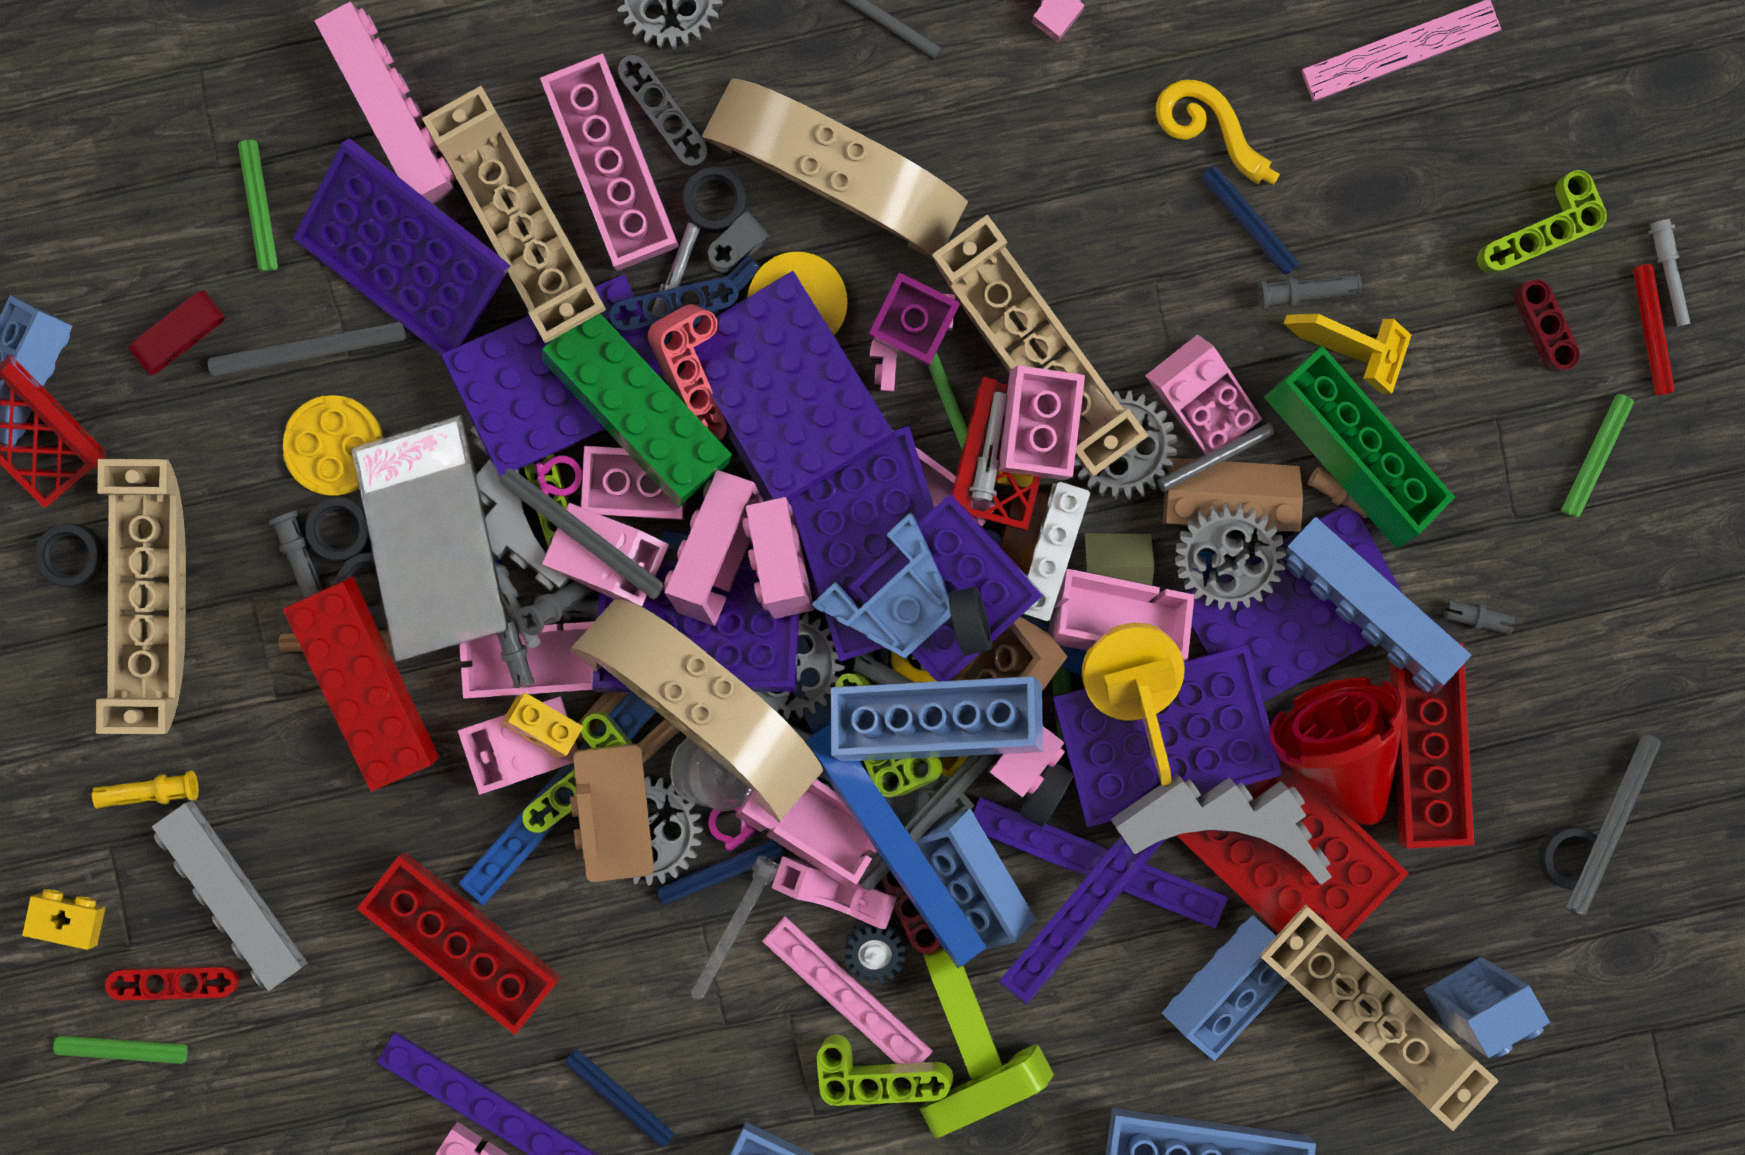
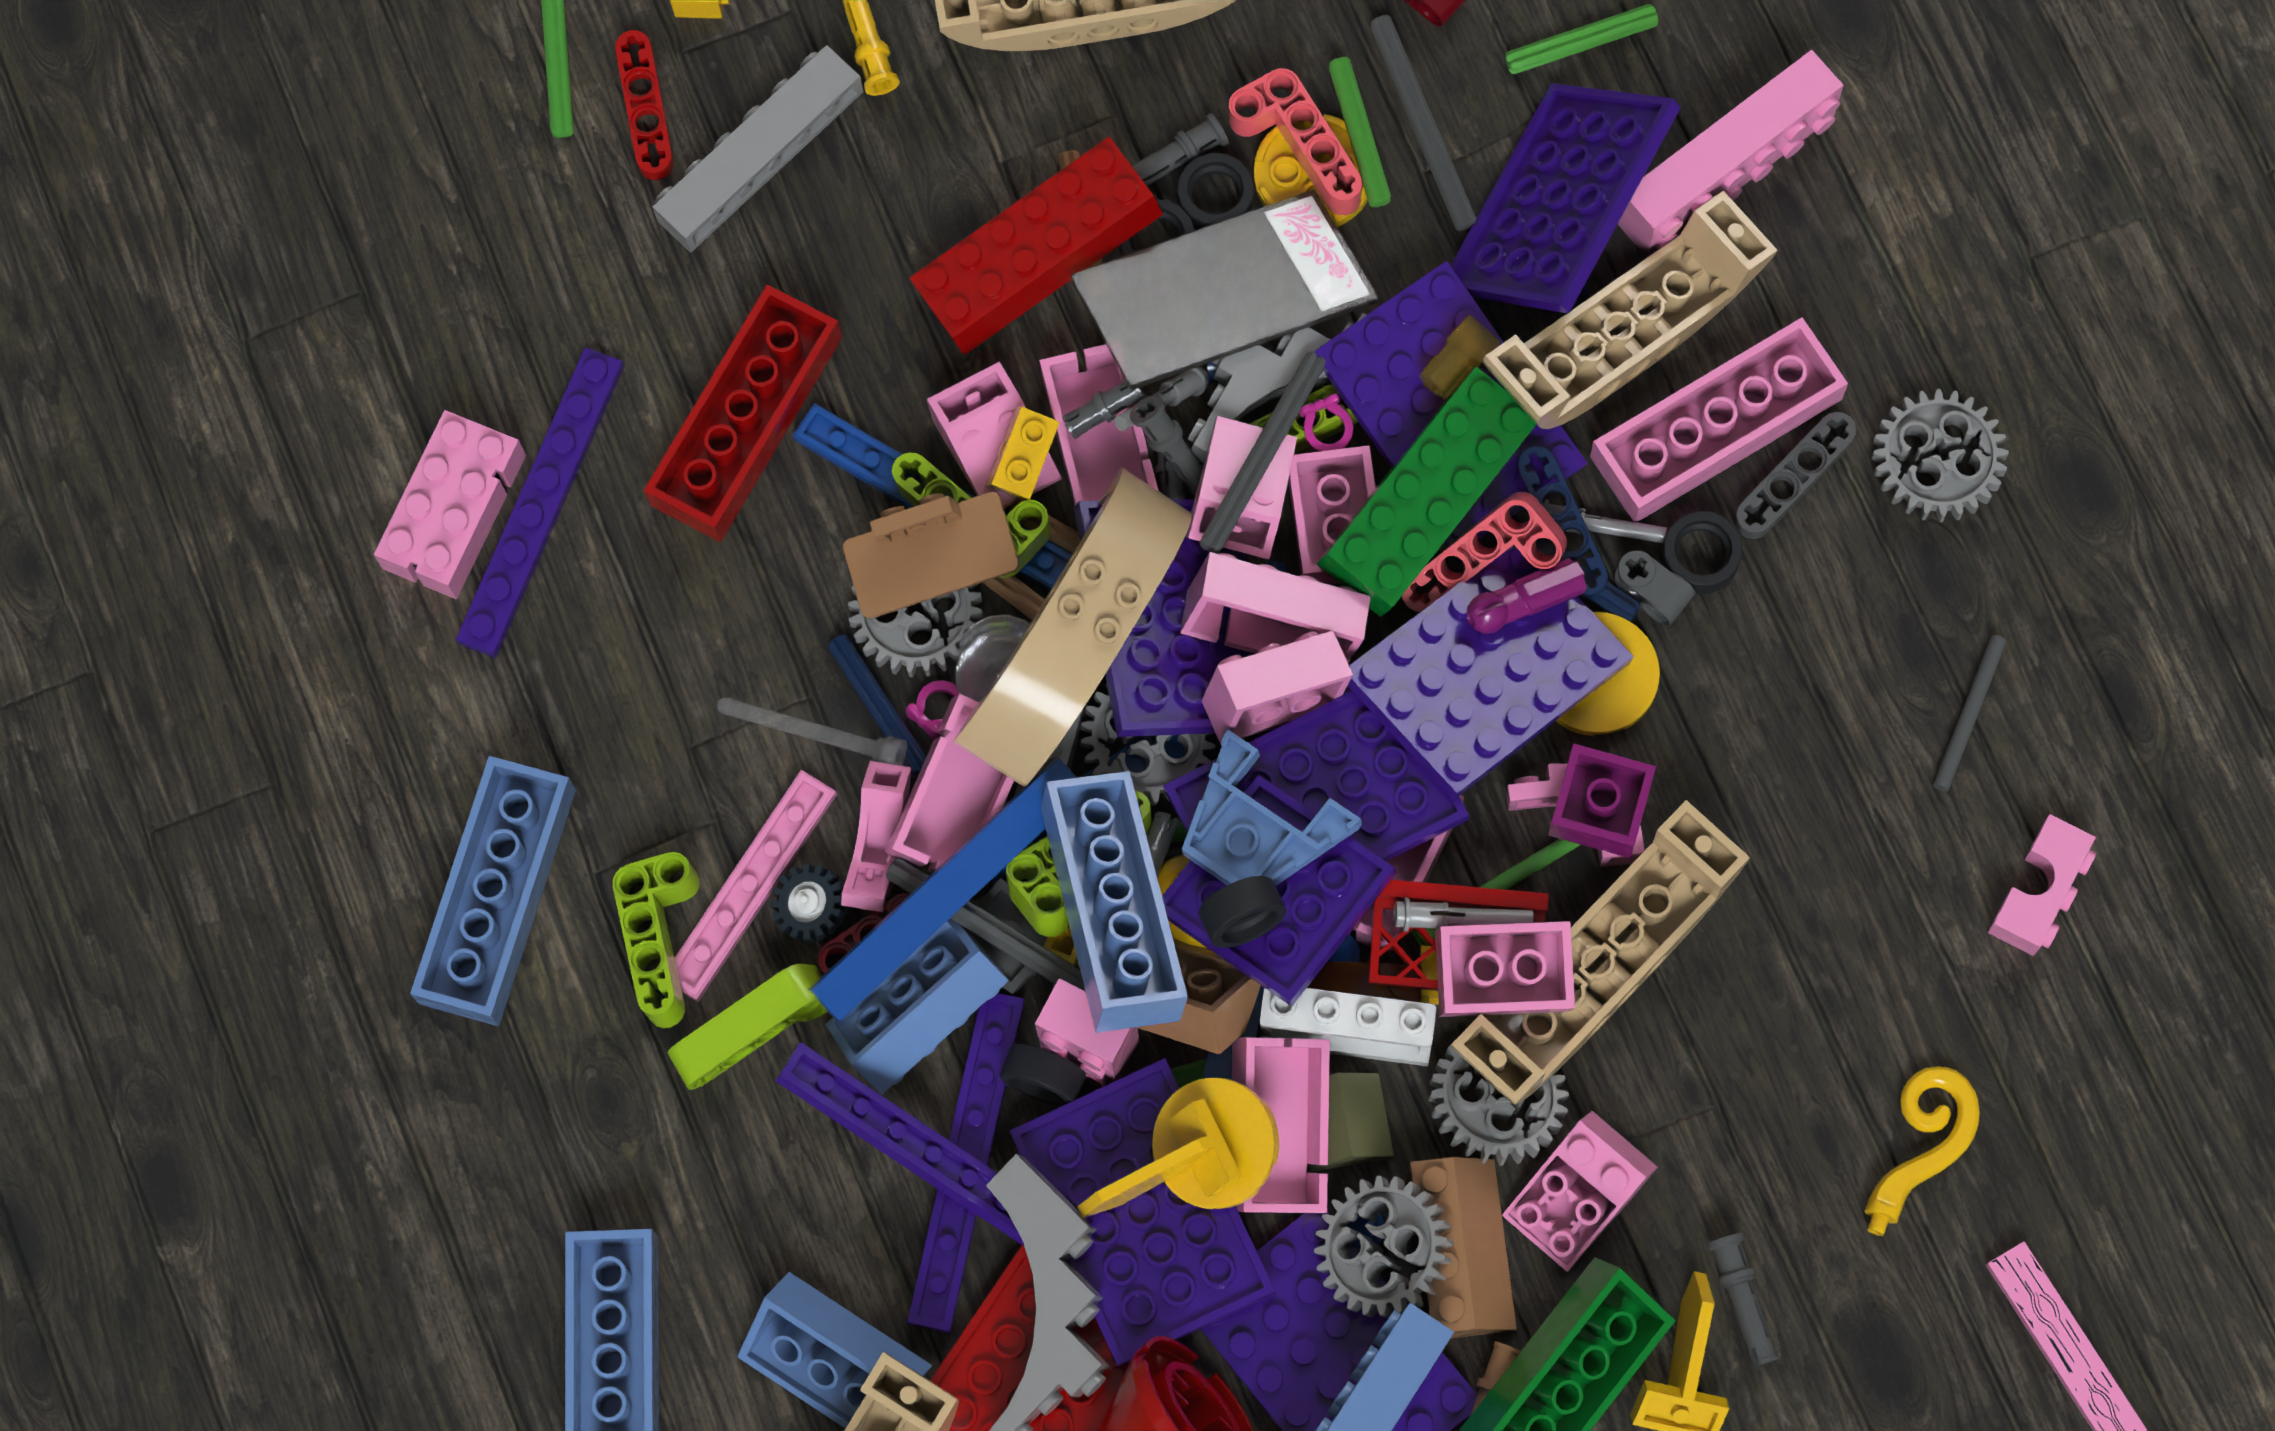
camera: 85 degrees right, 15 degrees down
(308, 402) = (1359, 132): none -> bright green axle
(312, 449) = (1303, 143): none -> coral beam
(521, 352) = (1461, 354): none -> clear yellow piece
(619, 1098) = (582, 635): dark blue axle -> none
(737, 348) = (1526, 596): none -> magenta piece
(836, 164) = (1772, 686): tan slope -> none
(1013, 1082) = (657, 1073): lime beam -> none
(1216, 457) = (1506, 1215): dark grey bar -> none
(1249, 220) = (1816, 1209): dark blue axle -> none

